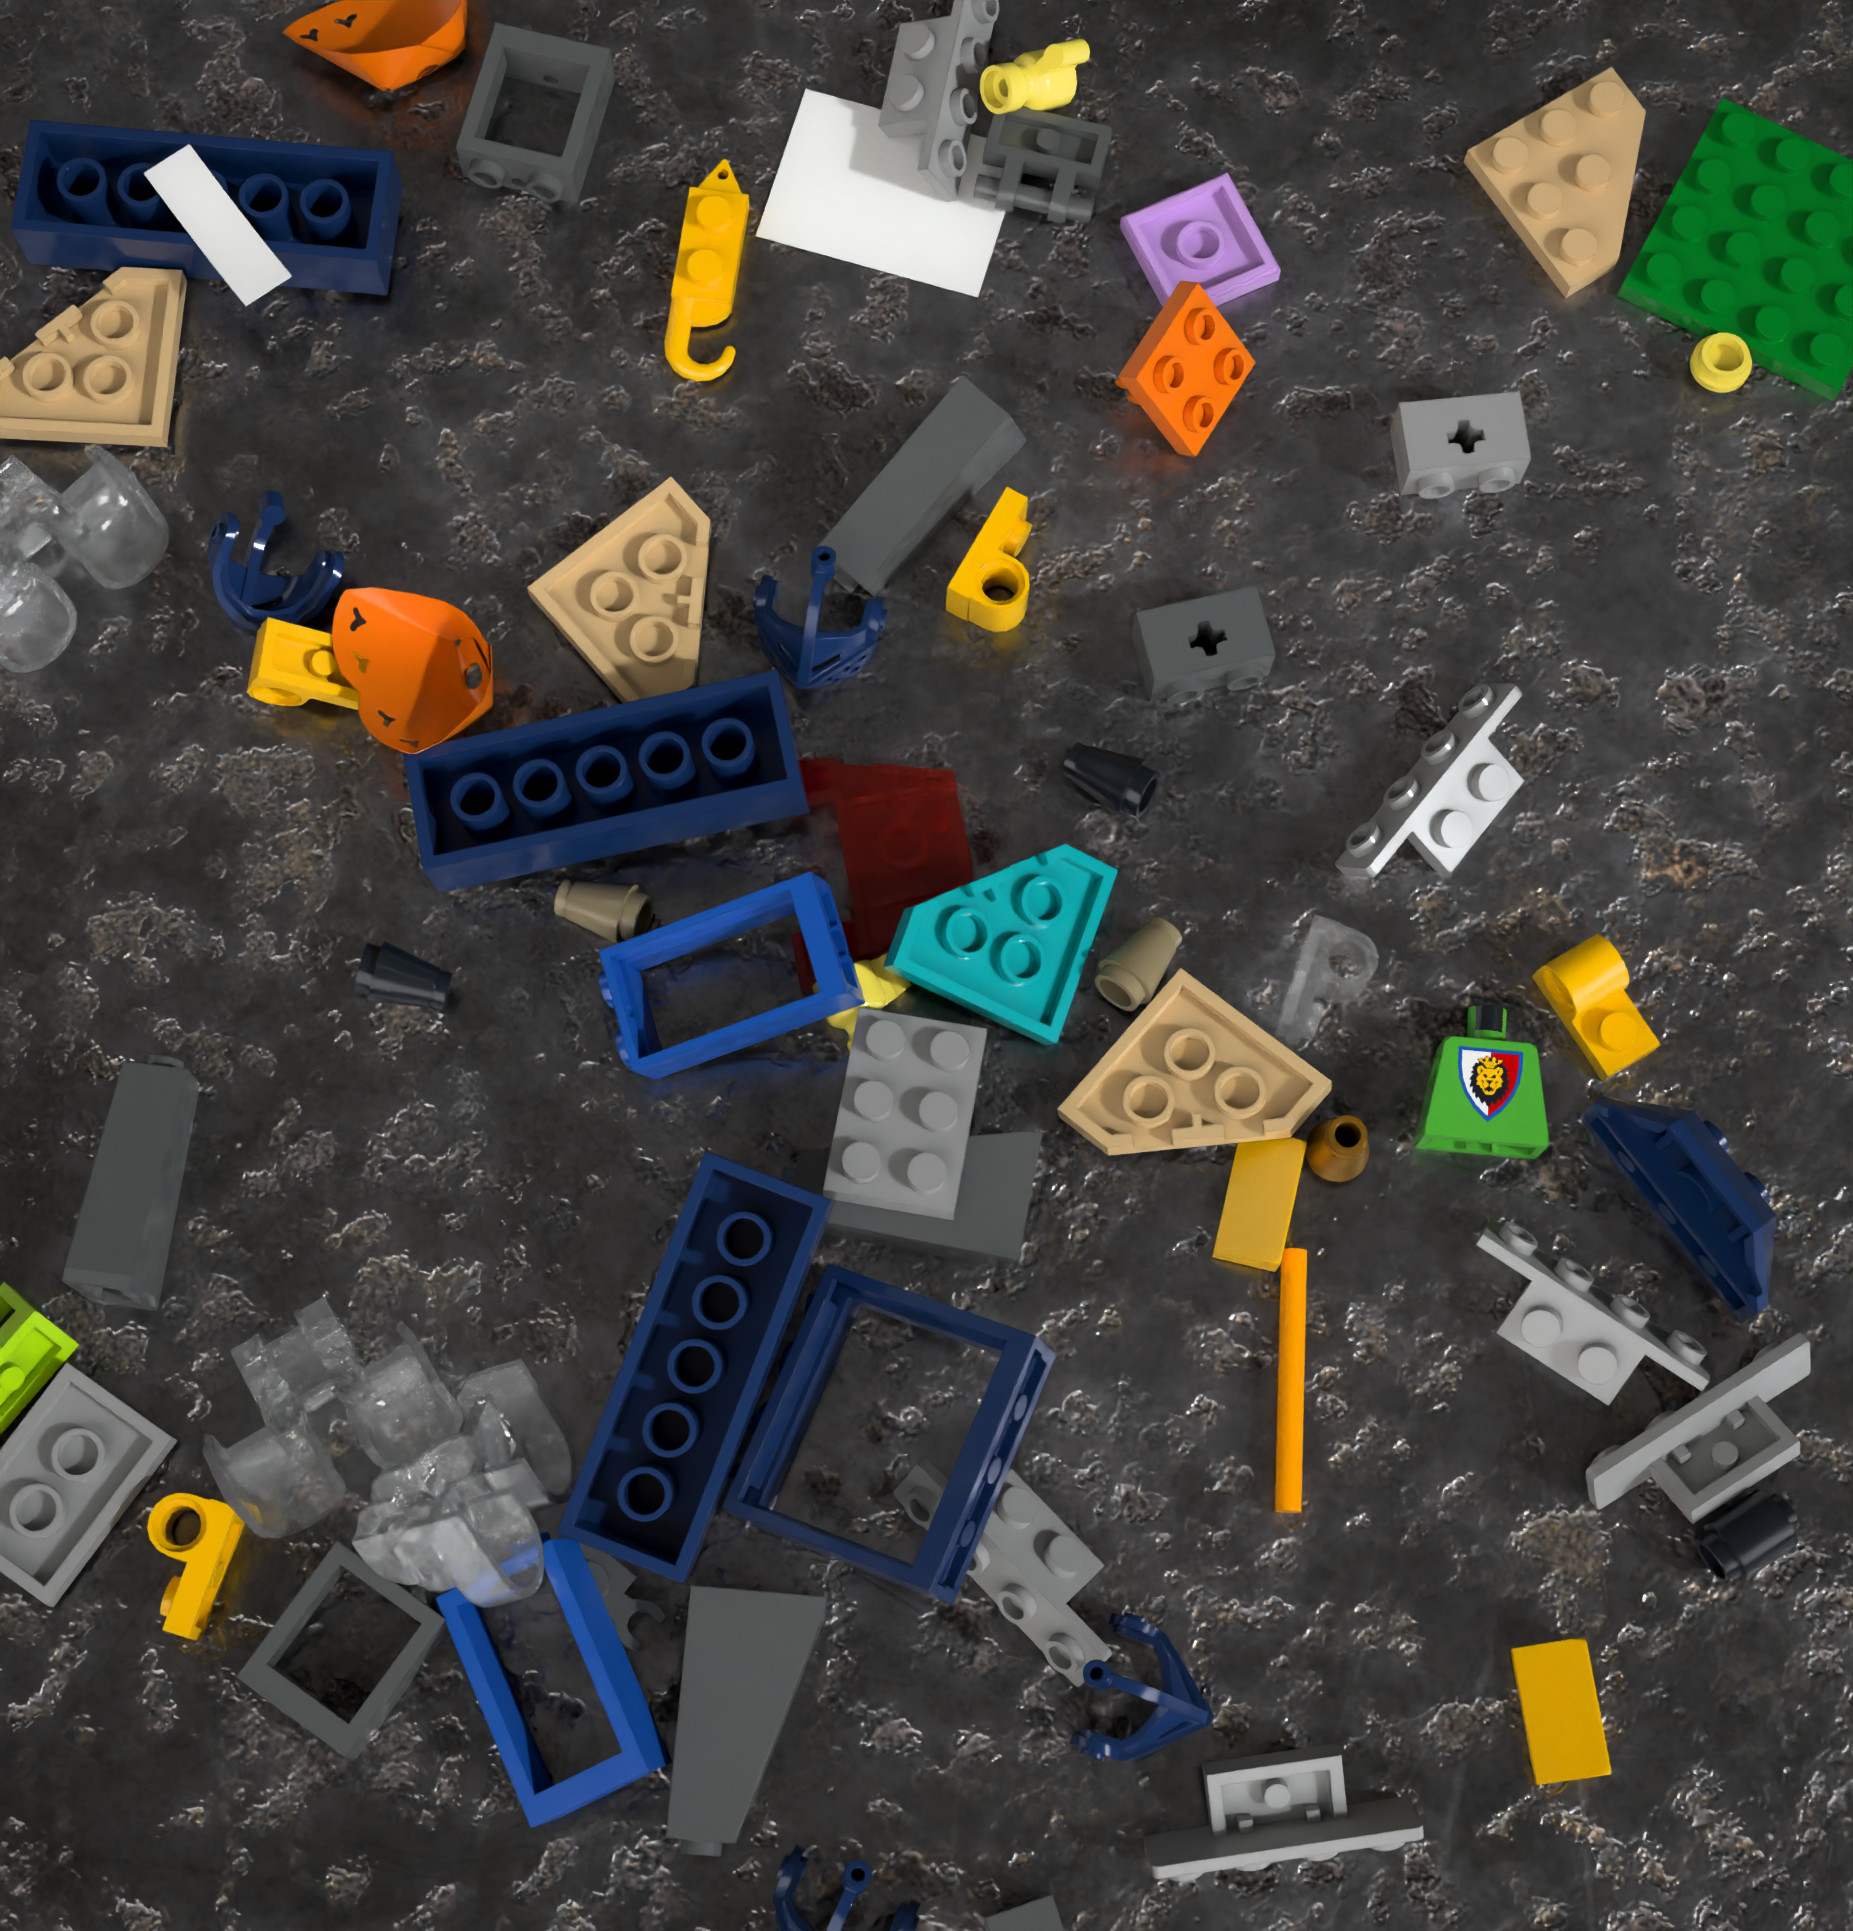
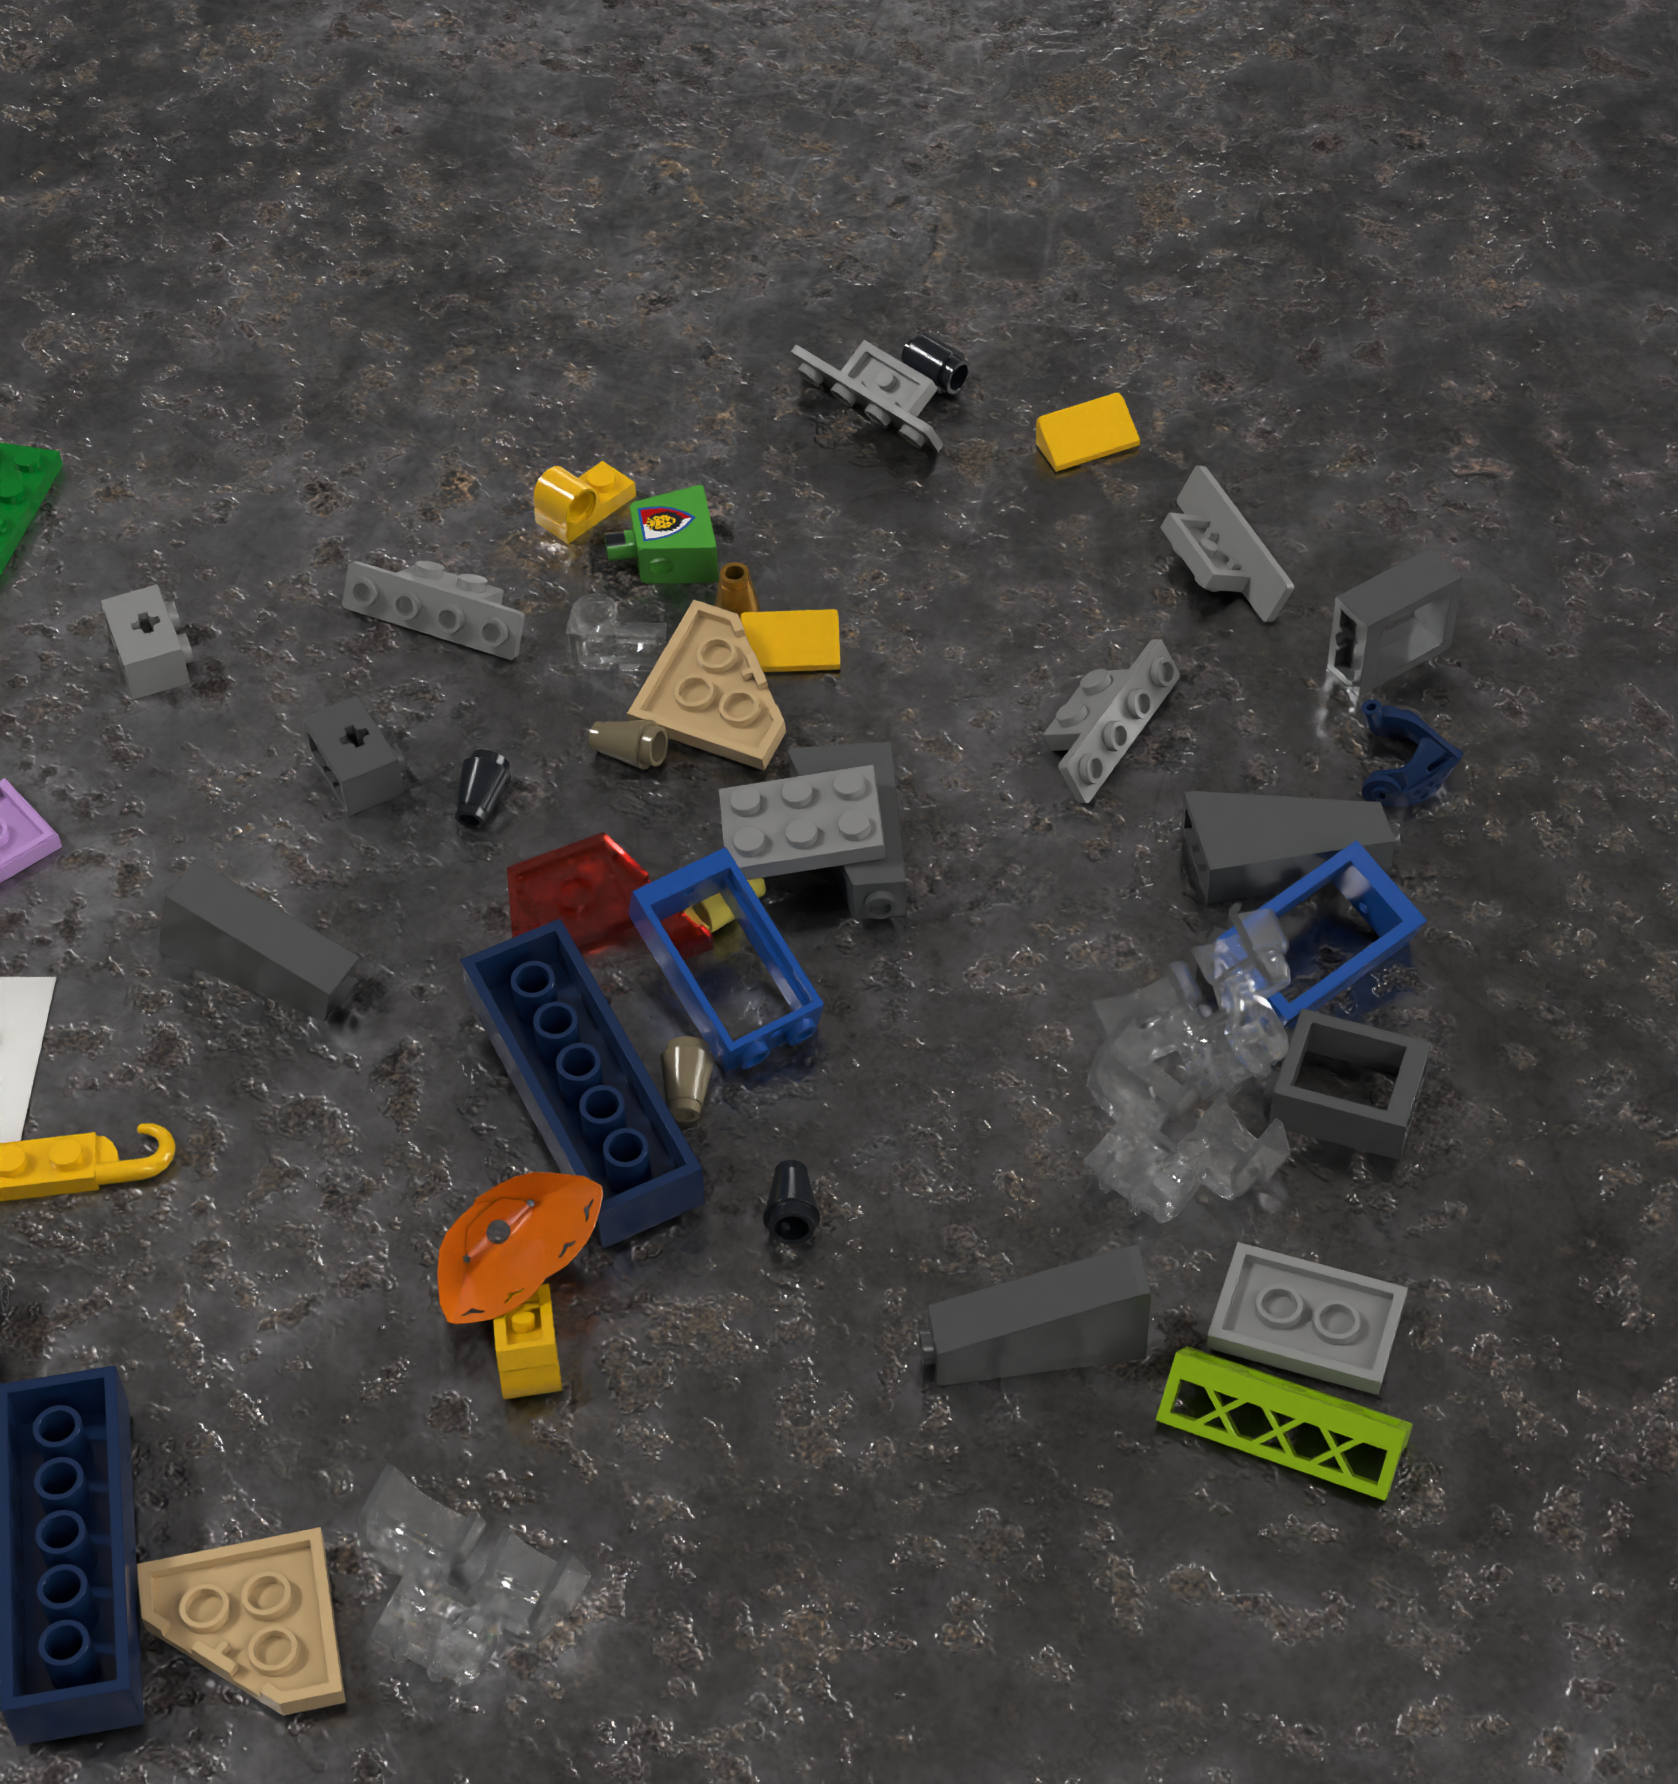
camera: 100 degrees left, 25 degrees down
(192, 1597) = (1325, 1195): yellow plate -> none
(217, 225) = (100, 1502): white sticker -> none
(244, 587) = (448, 1399): dark blue helmet -> none
(636, 595) = (401, 1128): tan plate -> none
(696, 1367) = (1043, 892): dark blue brick -> none
(808, 644) = (408, 1025): dark blue helmet -> none
(980, 1465) = (1048, 703): dark blue window -> none
(990, 566) = (325, 899): yellow plate -> none
(1009, 940) = (635, 808): teal plate -> none
(1179, 1704) = (1176, 612): dark blue helmet -> none
(1186, 368) = (97, 791): orange plate -> none
(1291, 1381) = (925, 605): light orange bar -> none
(1581, 1327) = (823, 467): light grey bracket -> none
(1695, 1193) = (714, 415): dark blue wedge -> none
(1721, 362) = (44, 517): light yellow plate -> none

